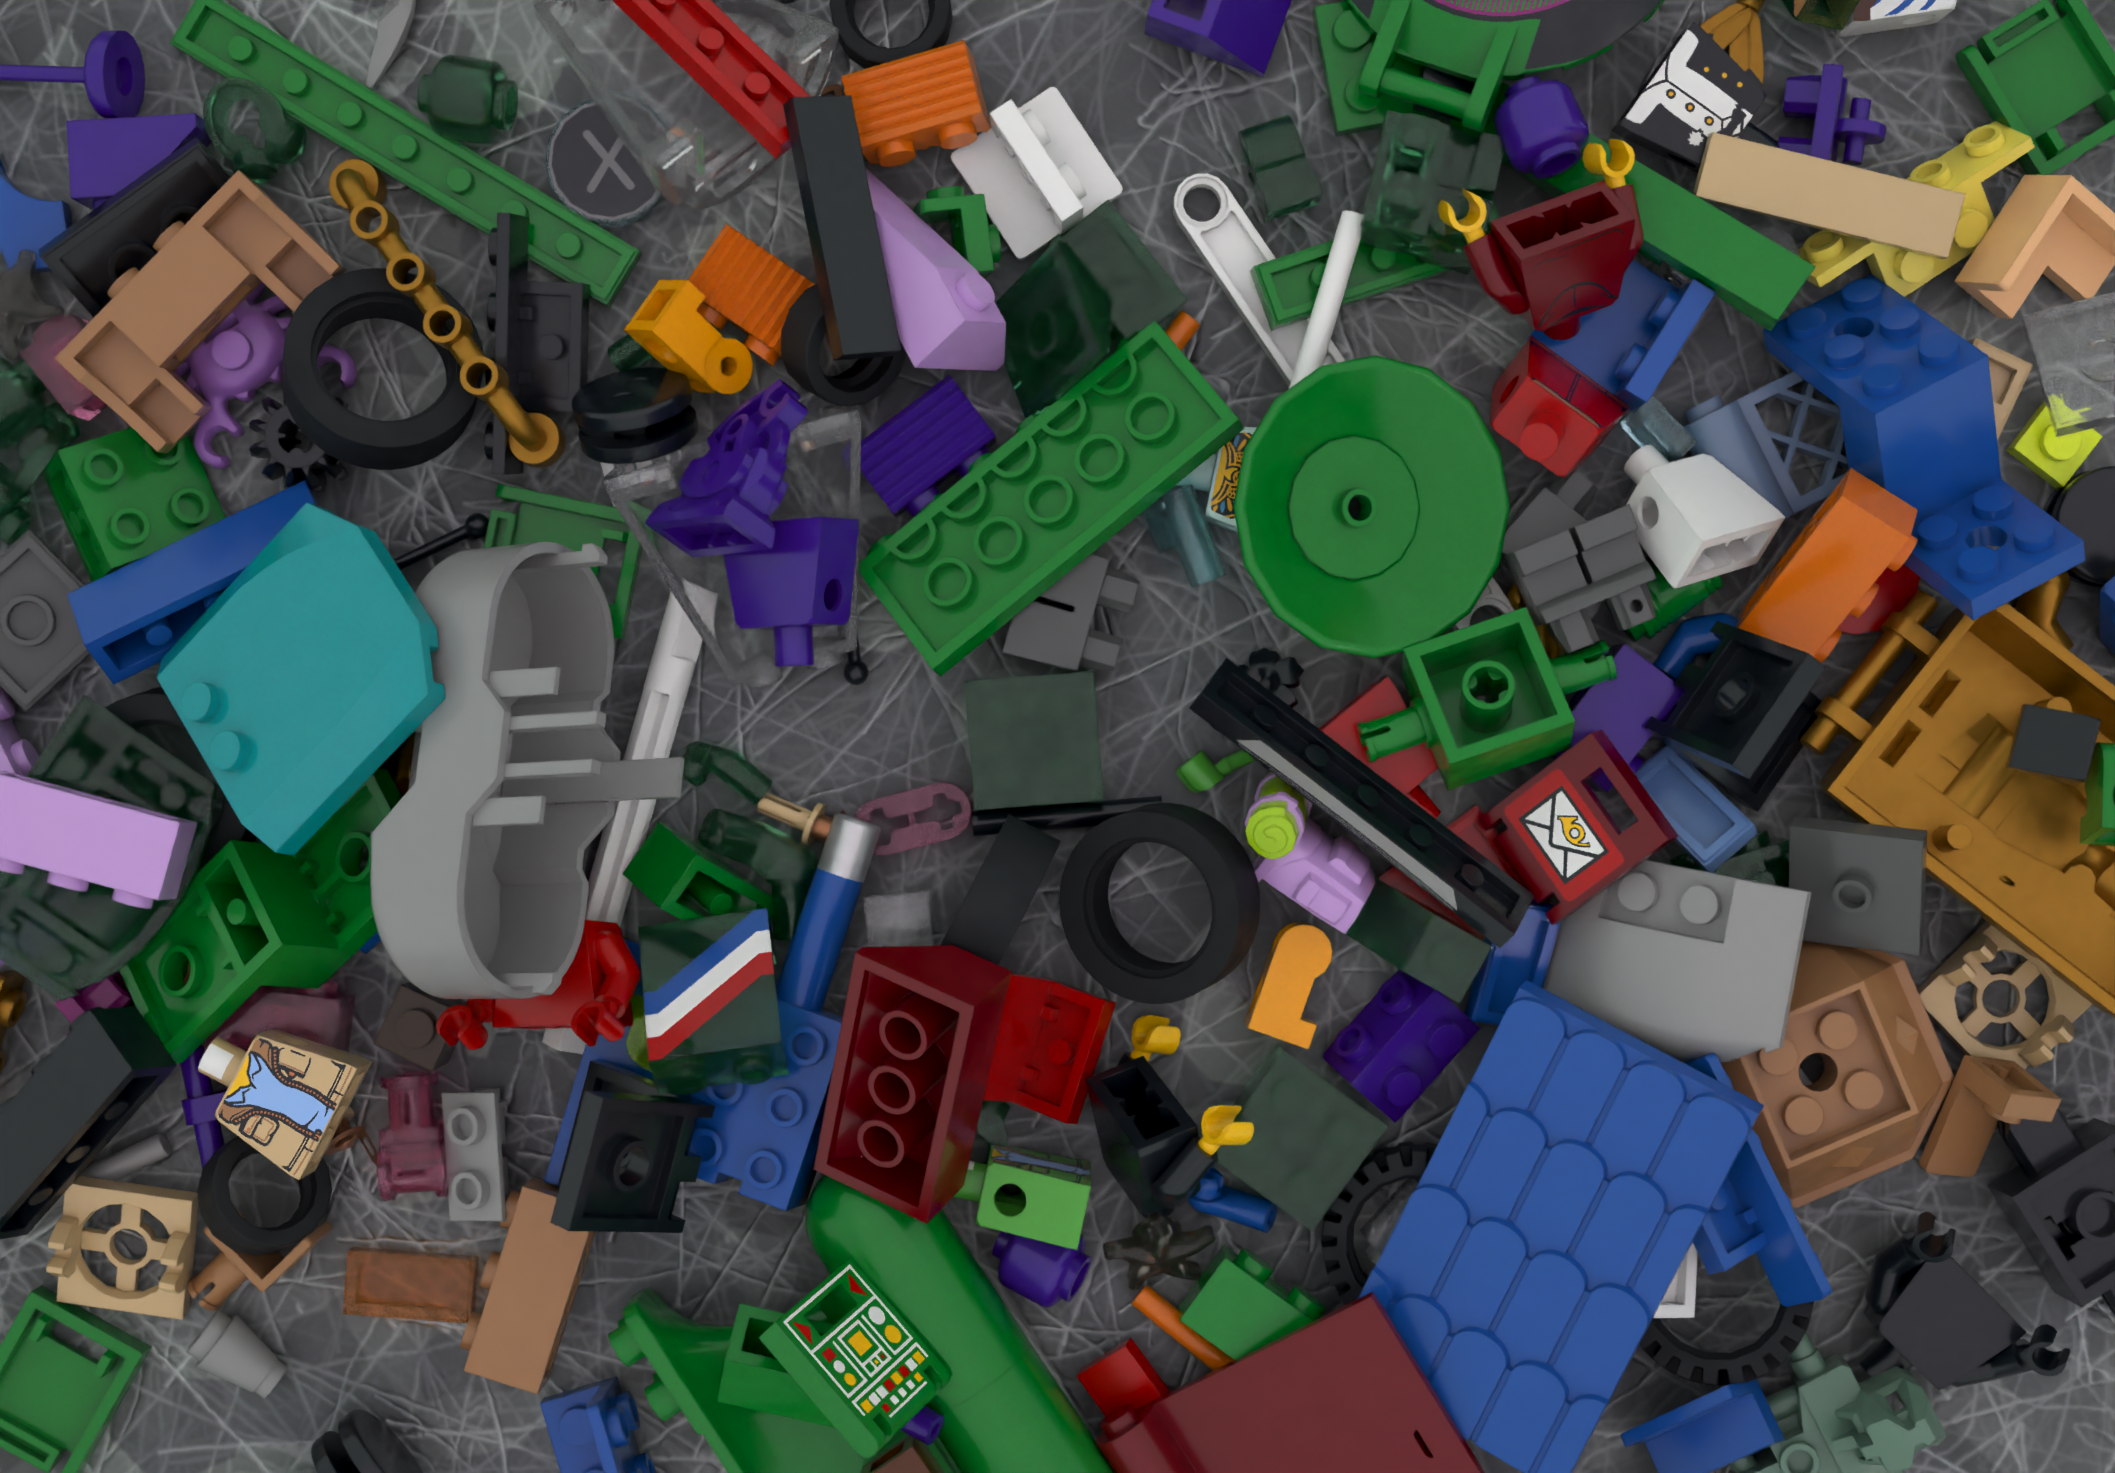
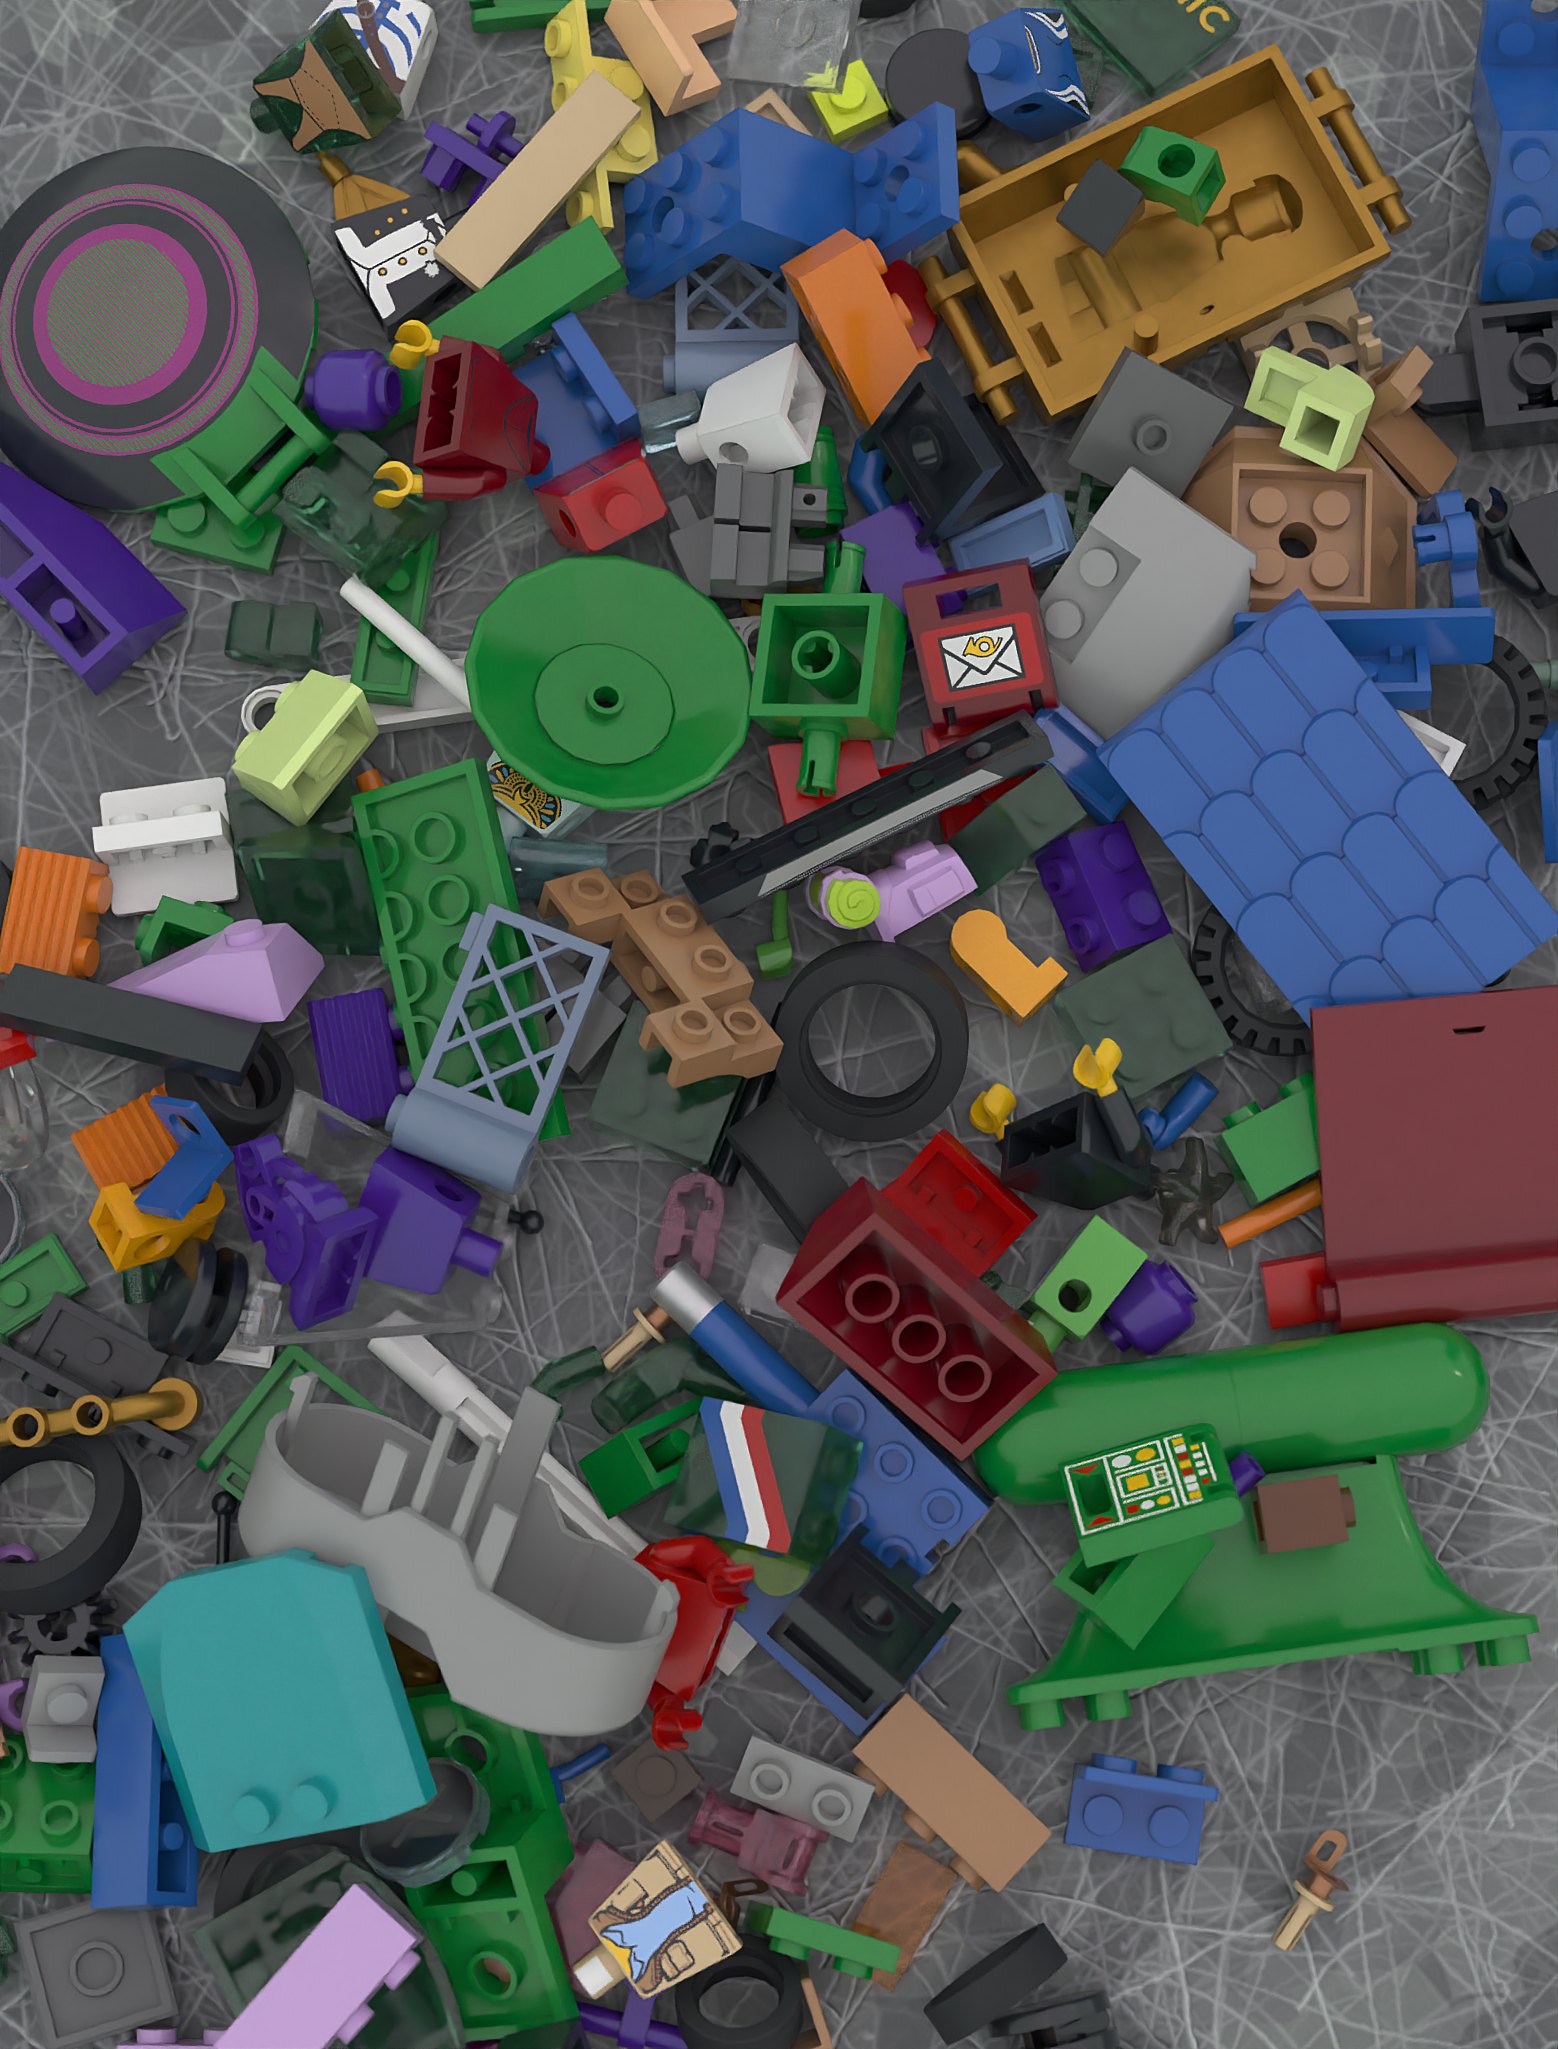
camera: 60 degrees left, 10 degrees down
(223, 479) = (62, 1708): none -> light grey bracket
(258, 875) = (434, 1837): none -> tile
(342, 1217) = (797, 1934): none -> green wing
(353, 1394) = (995, 1984): none -> black tyre
(741, 350) = (192, 1168): none -> blue bracket
(895, 585) = (466, 1130): none -> sand blue piece
(1137, 696) = (675, 968): none -> medium nougat bracket
(1182, 253) = (306, 745): none -> yellowish green slope
(1880, 1222) = (1449, 535): none -> blue piece
(1958, 1035) = (1316, 405): none -> yellowish green brick

